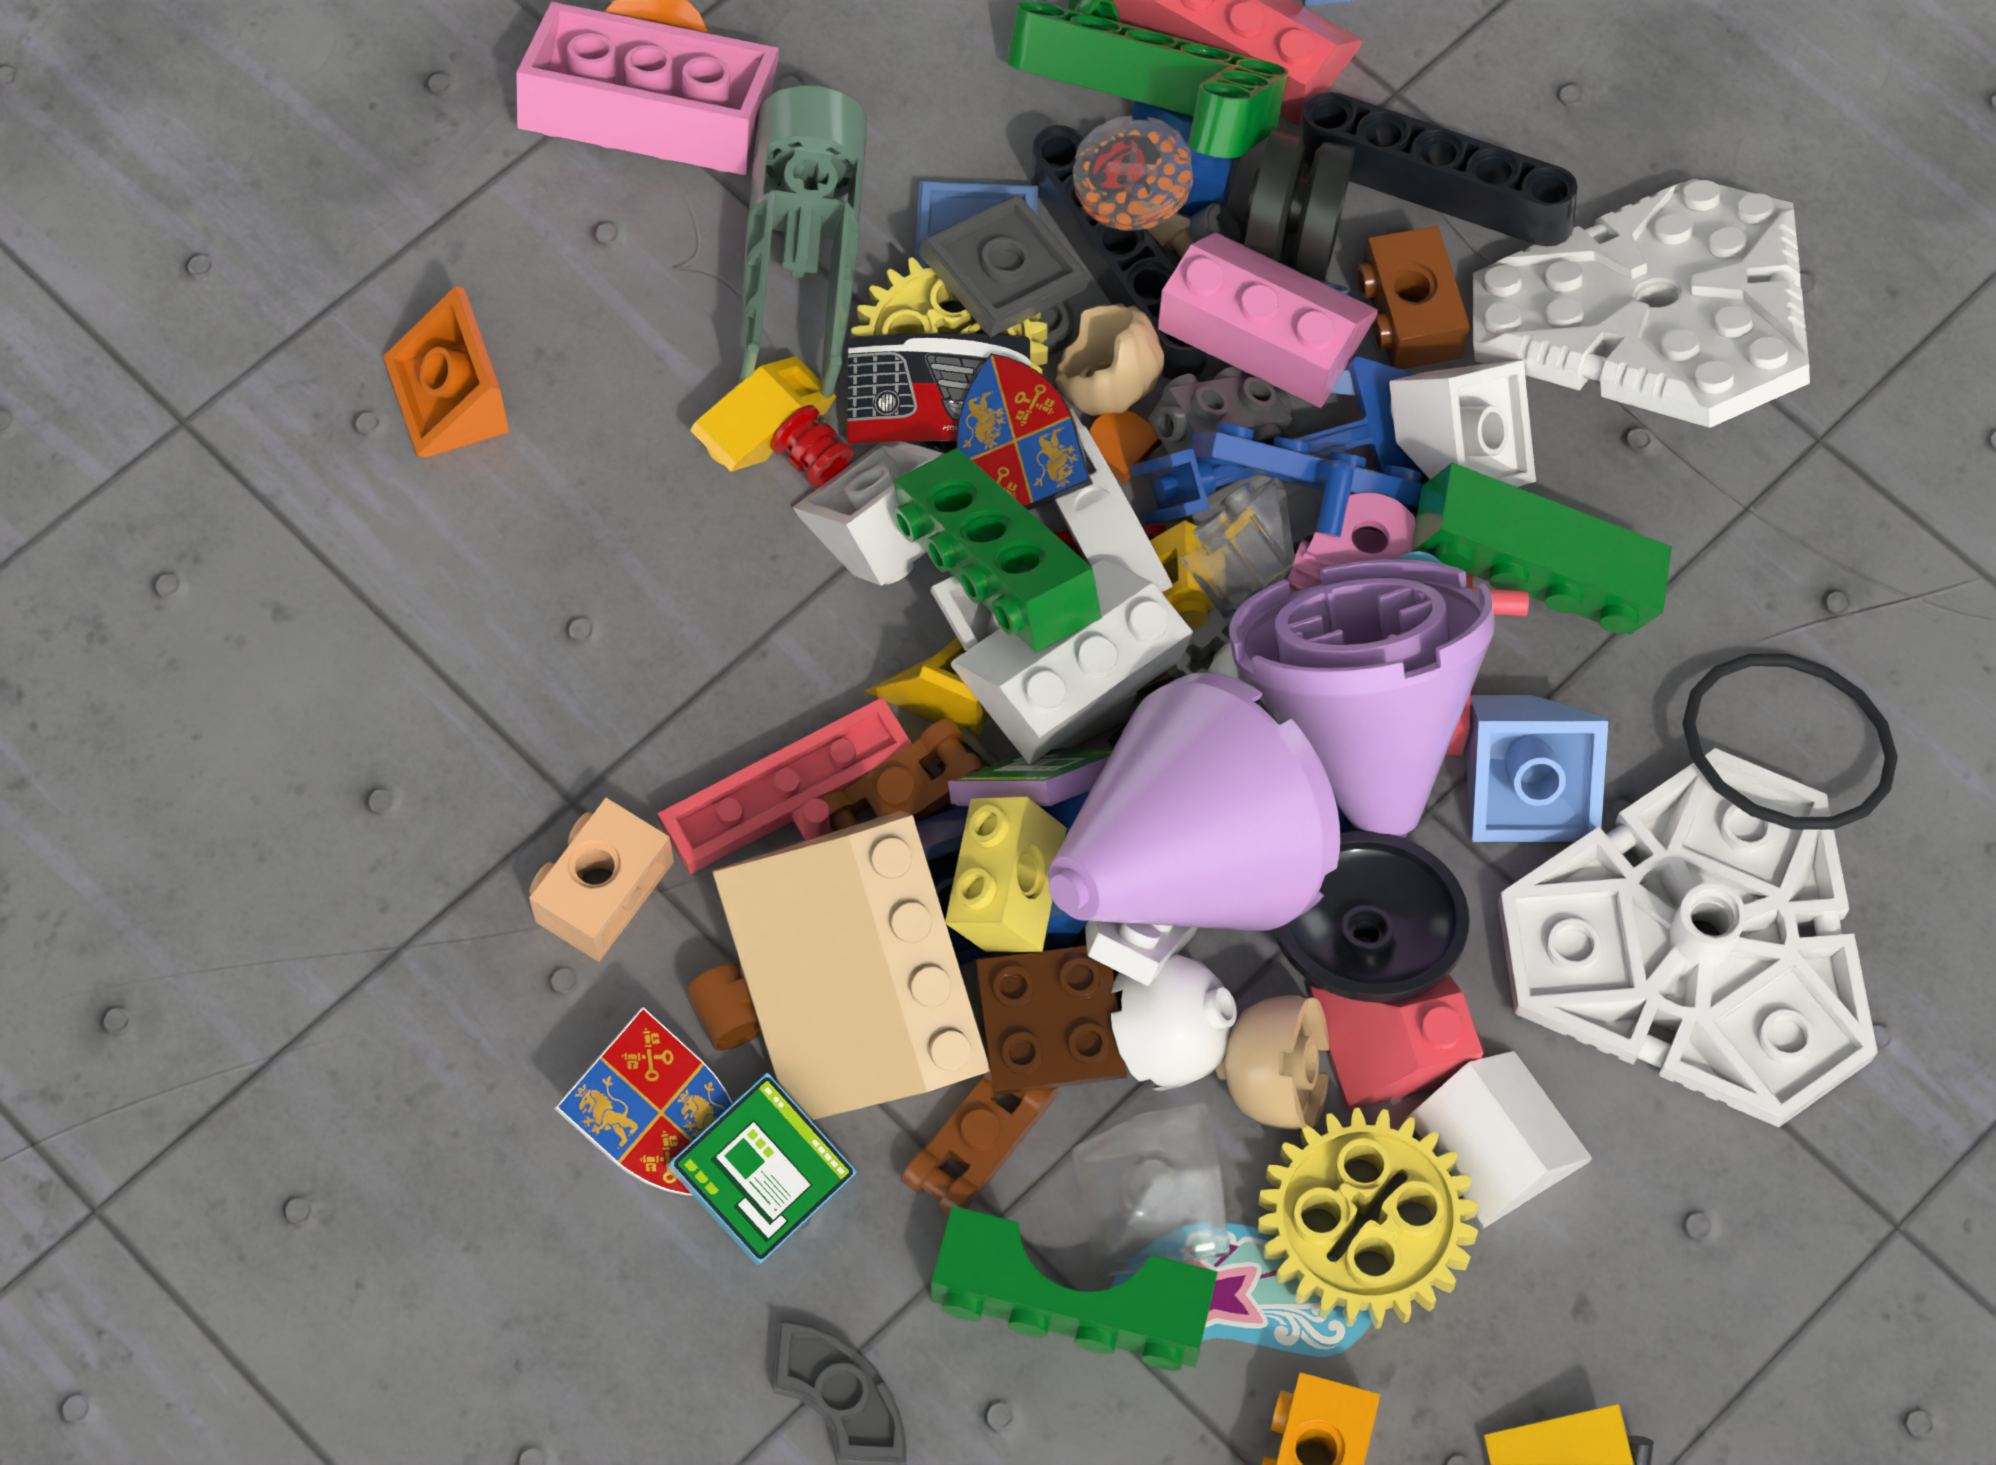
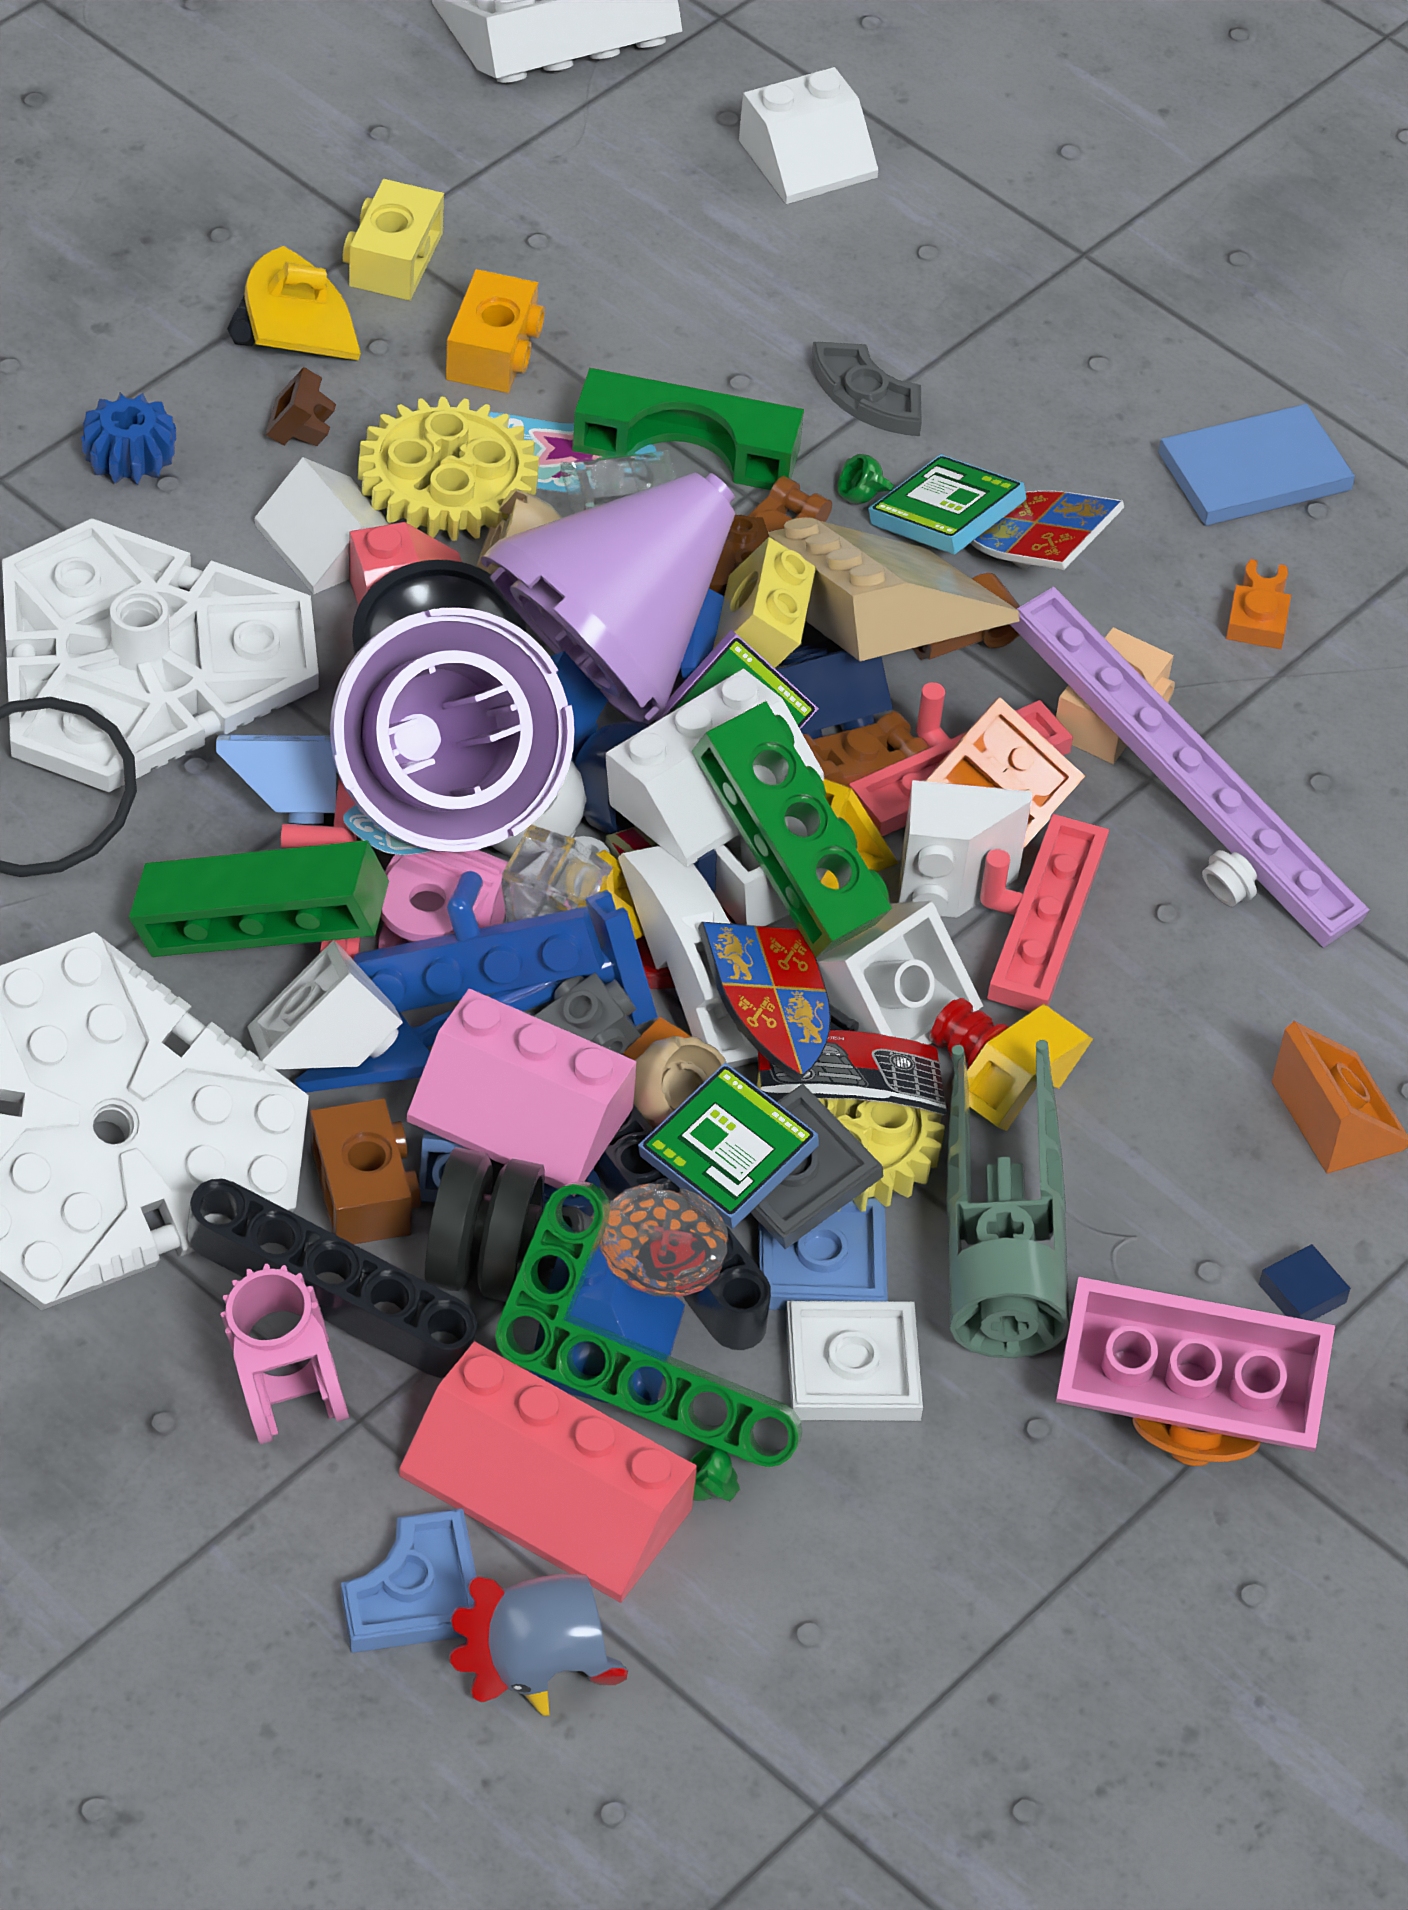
camera: 175 degrees right, 15 degrees down
(363, 1268) = (1256, 464): none -> medium blue tile
(404, 1031) = (1260, 608): none -> orange plate
(511, 640) = (1230, 877): none -> white plate
(522, 204) = (1304, 1285): none -> dark blue tile
(545, 757) = (1189, 767): none -> lavender tile
(716, 600) = (1045, 911): none -> coral plate
(743, 746) = (1011, 755): none -> slope
(805, 632) = (949, 839): none -> white slope
(857, 1220) = (862, 479): none -> green piece
(953, 133) = (853, 1360): none -> white tile
(1068, 261) = (729, 1144): none -> tile
(1481, 107) = (247, 1303): none -> bright pink piece
(1559, 1315) = (301, 411): none -> reddish brown tile
(1775, 1240) = (128, 438): none -> blue gear

